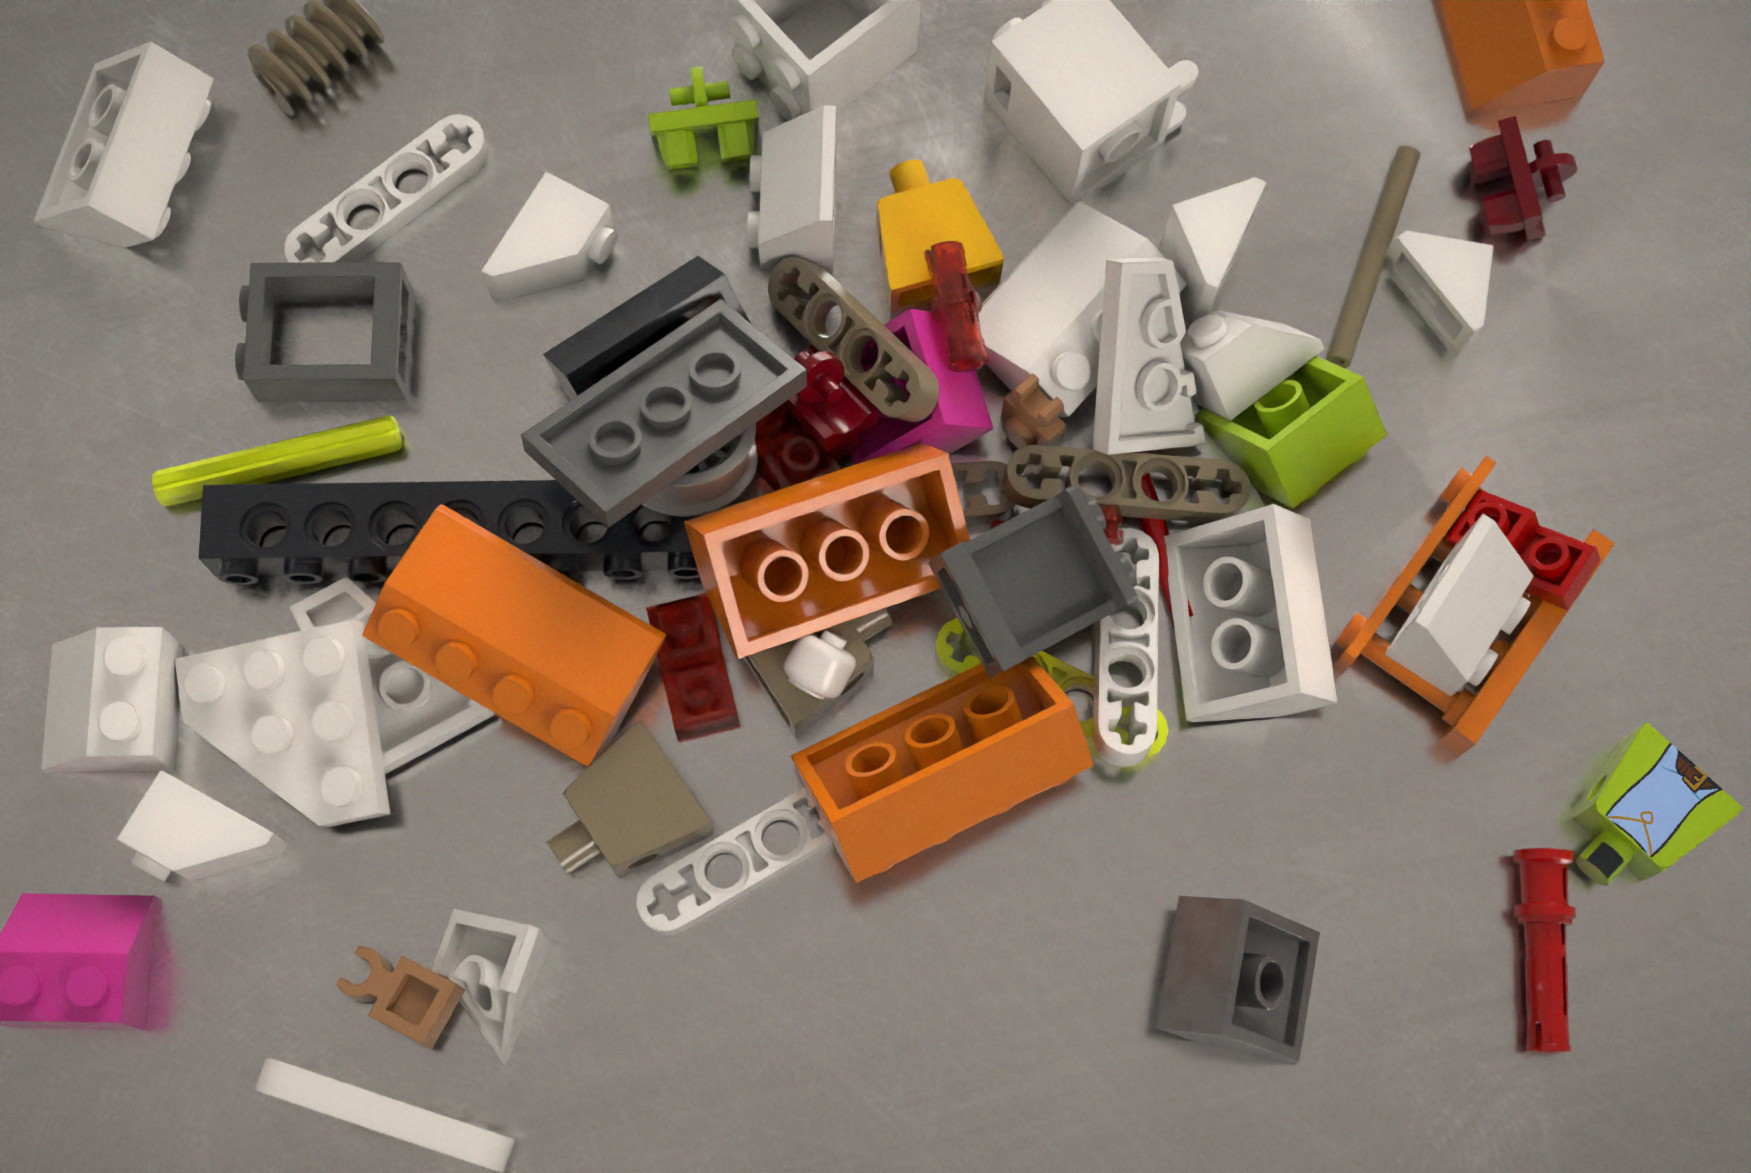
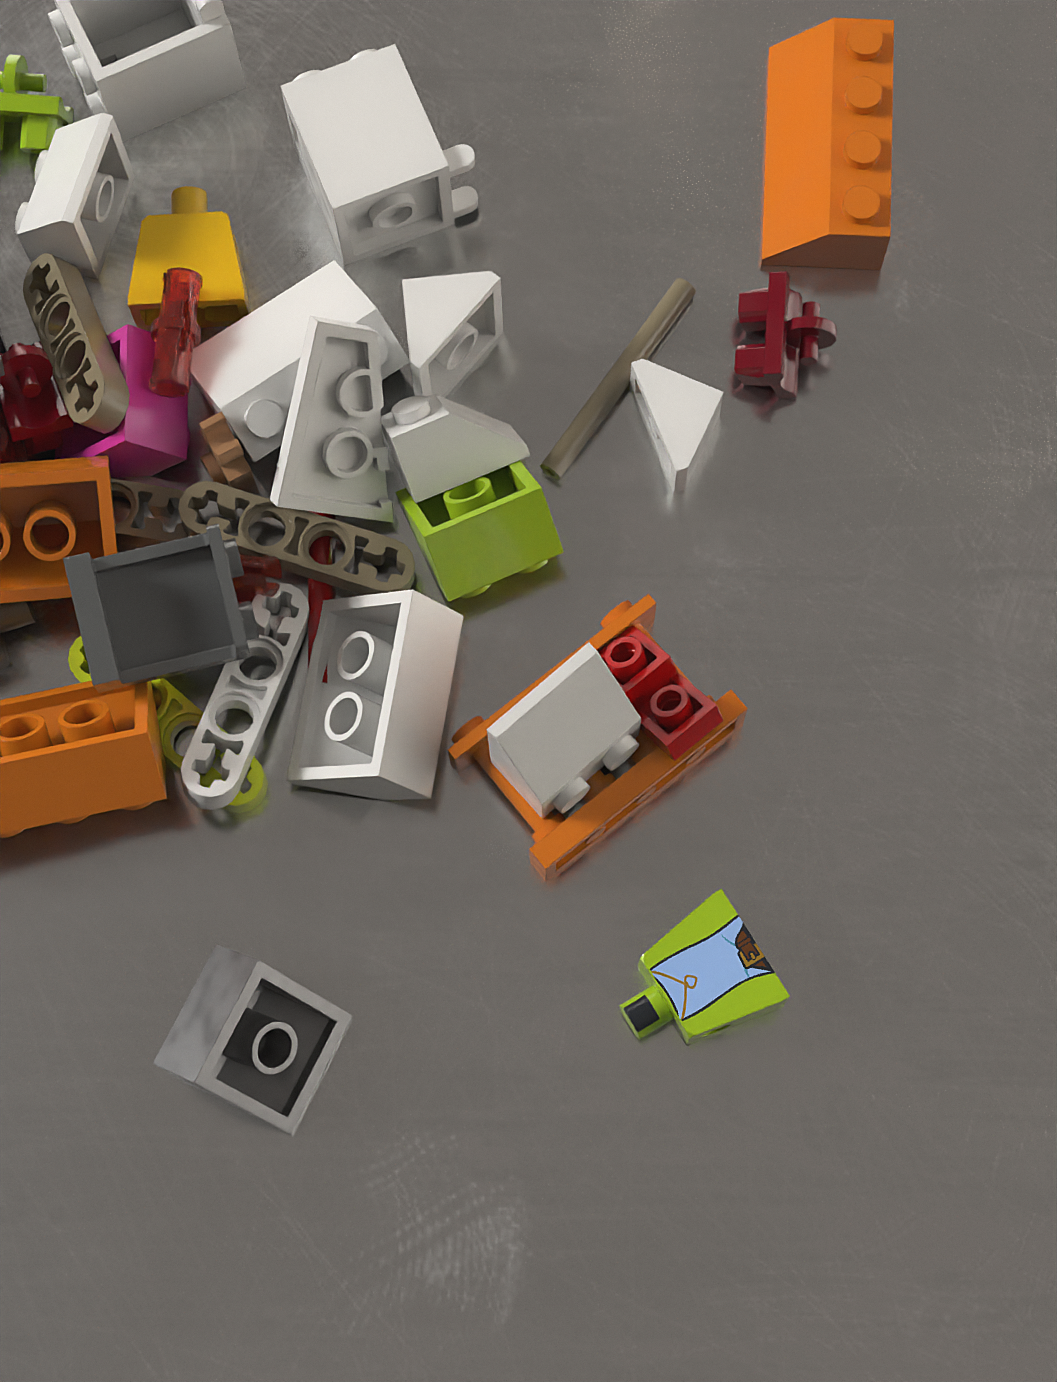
camera: 20 degrees right, 0 degrees up
(1545, 916) = (570, 1055): red pin -> none

